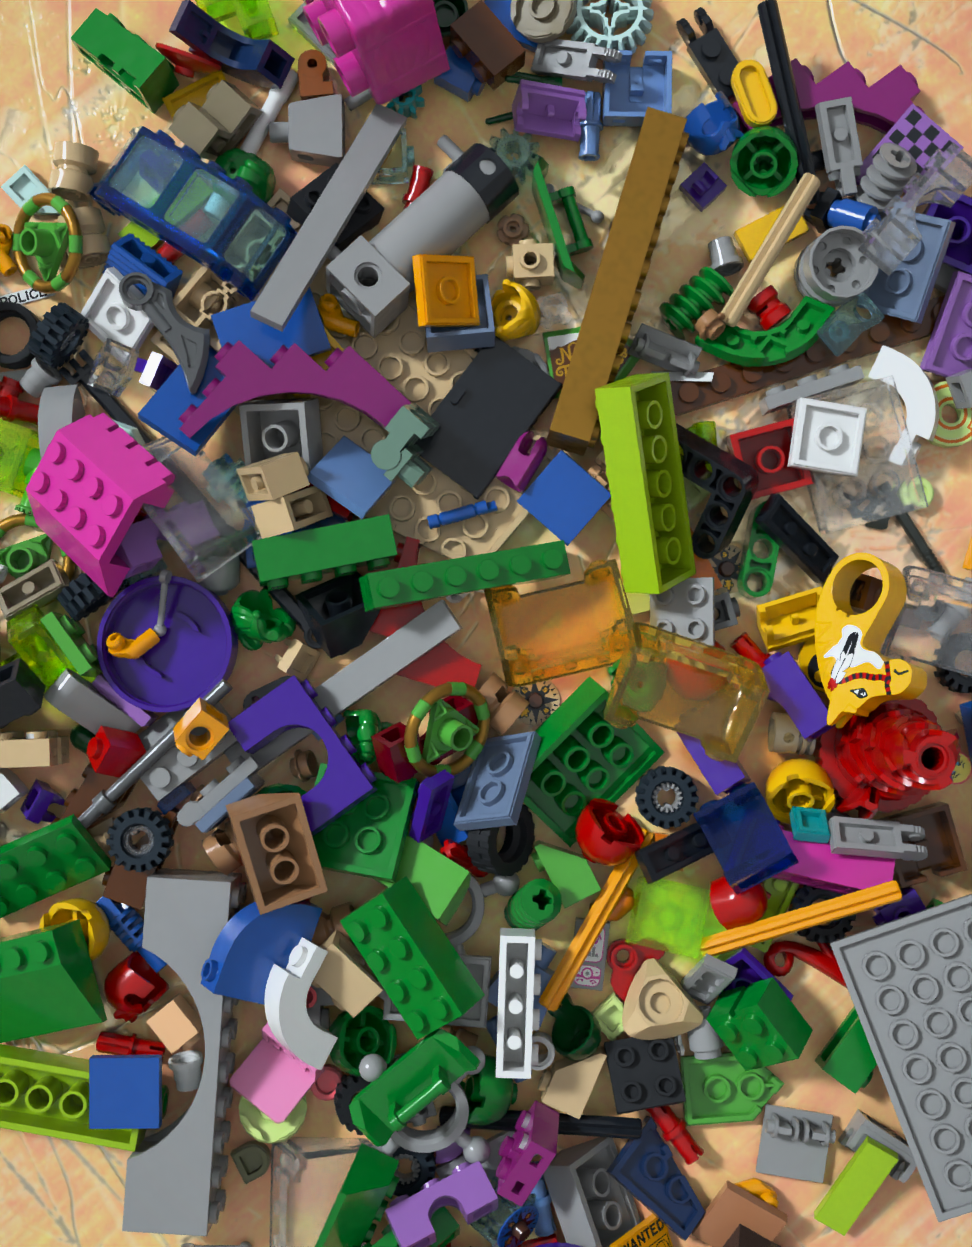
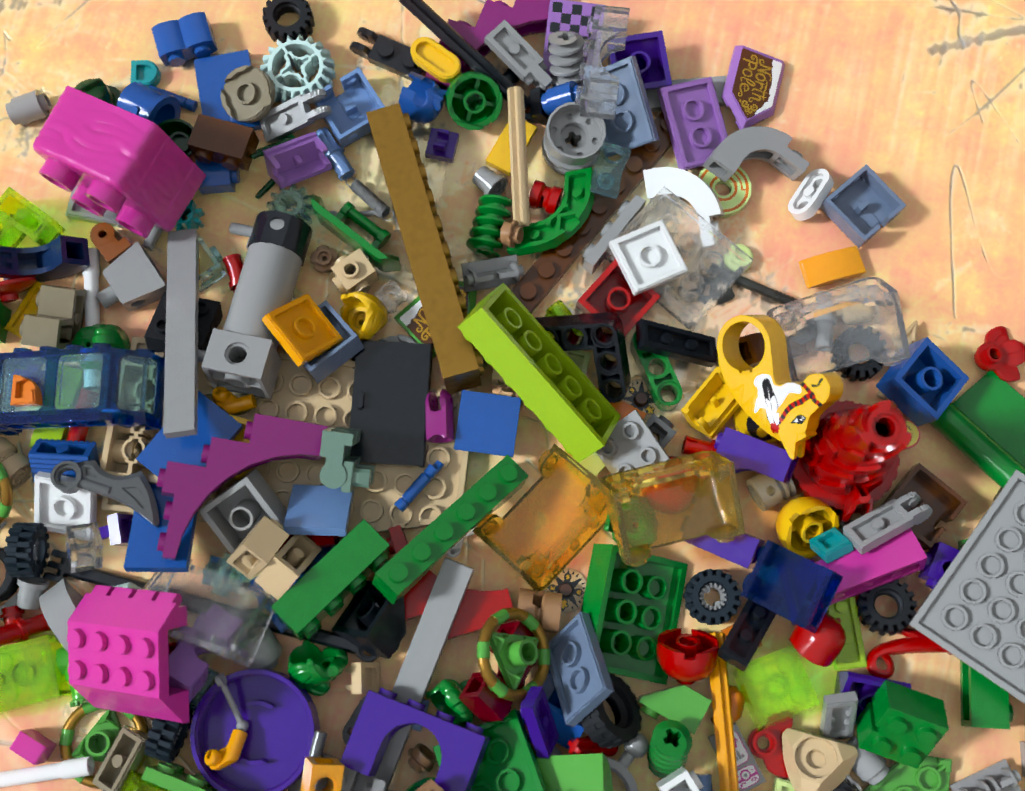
camera: 30 degrees left, 10 degrees down
(144, 182) = (25, 392): none -> orange tile
(596, 196) = (370, 198): none -> light grey piece
(679, 376) = (529, 274): white sticker -> none
(801, 918) = (874, 620): light orange axle -> none

